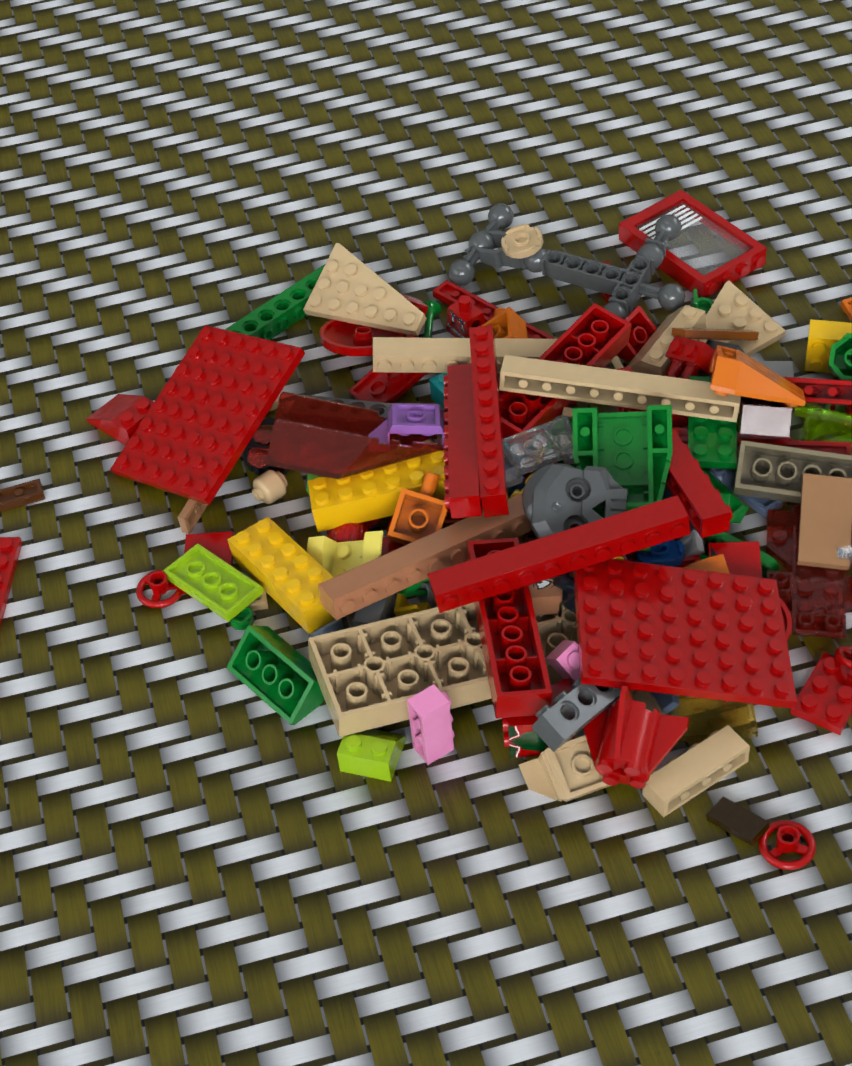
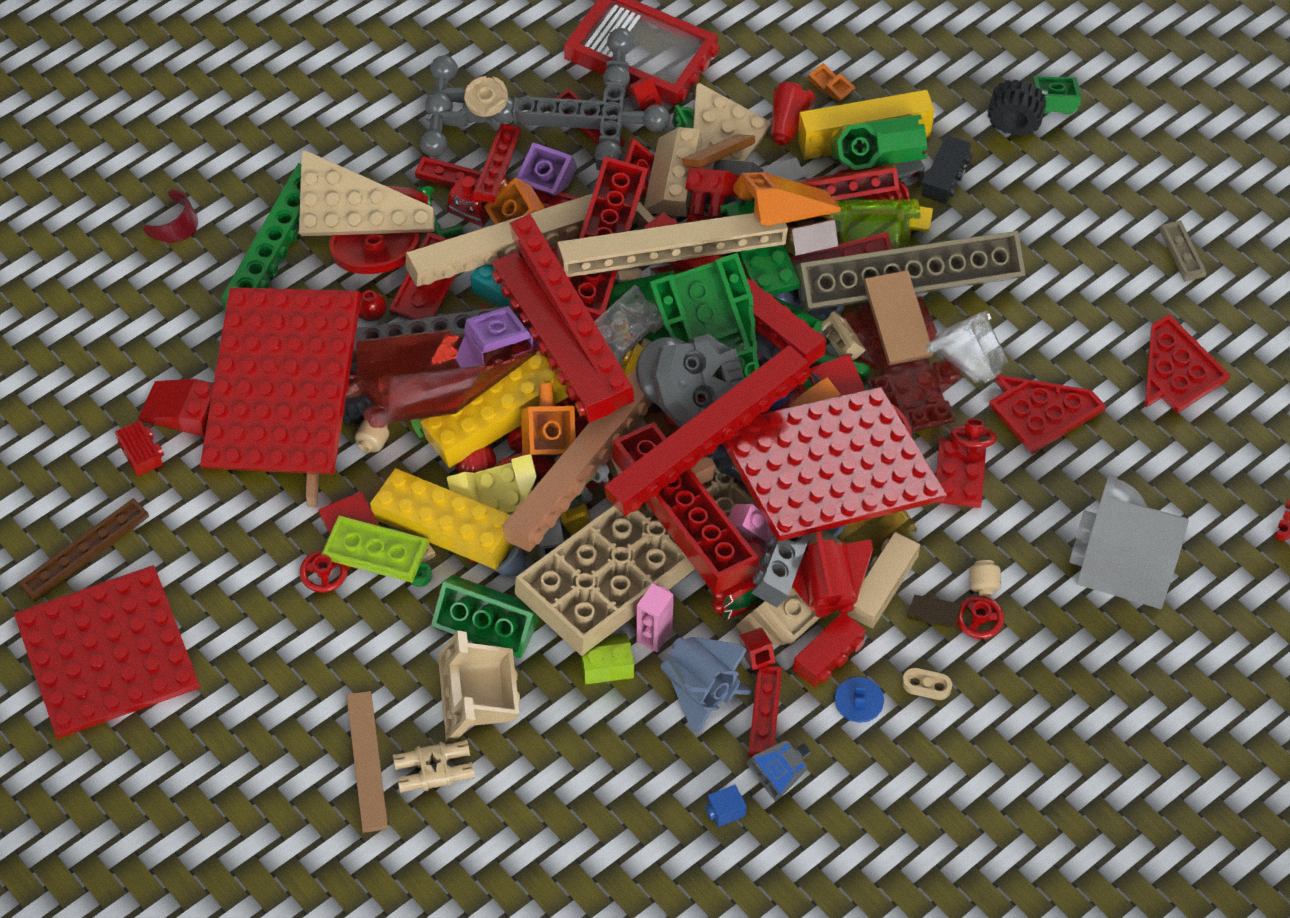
camera: 30 degrees left, 10 degrees up
(69, 440) = (139, 448): none -> red brick
(92, 772) = (367, 762): none -> medium nougat tile
(148, 796) = (427, 777): none -> tan pin
(214, 282) = (178, 229): none -> dark red piece
(232, 734) = (476, 685): none -> tan windscreen
(334, 383) = (372, 305): none -> red brick
(410, 941) = (725, 806): none -> blue brick
(452, 799) = (704, 675): none -> sand blue brick
(487, 921) = (779, 767): none -> torso
(504, 297) = (497, 163): none -> red tile
(505, 861) = (765, 709): none -> red tile
(525, 793) = (759, 648): none -> red brick
(549, 314) = (547, 169): none -> medium lavender slope
(602, 821) = (829, 650): none -> red brick
(612, 885) = (859, 699): none -> blue piece
(671, 272) = (644, 94): none -> red brick
(695, 893) = (927, 683): none -> tan plate
(764, 527) = (842, 336): none -> tan hinge
(797, 327) = (787, 105): none -> red cone
(809, 804) = (985, 578): none -> tan head

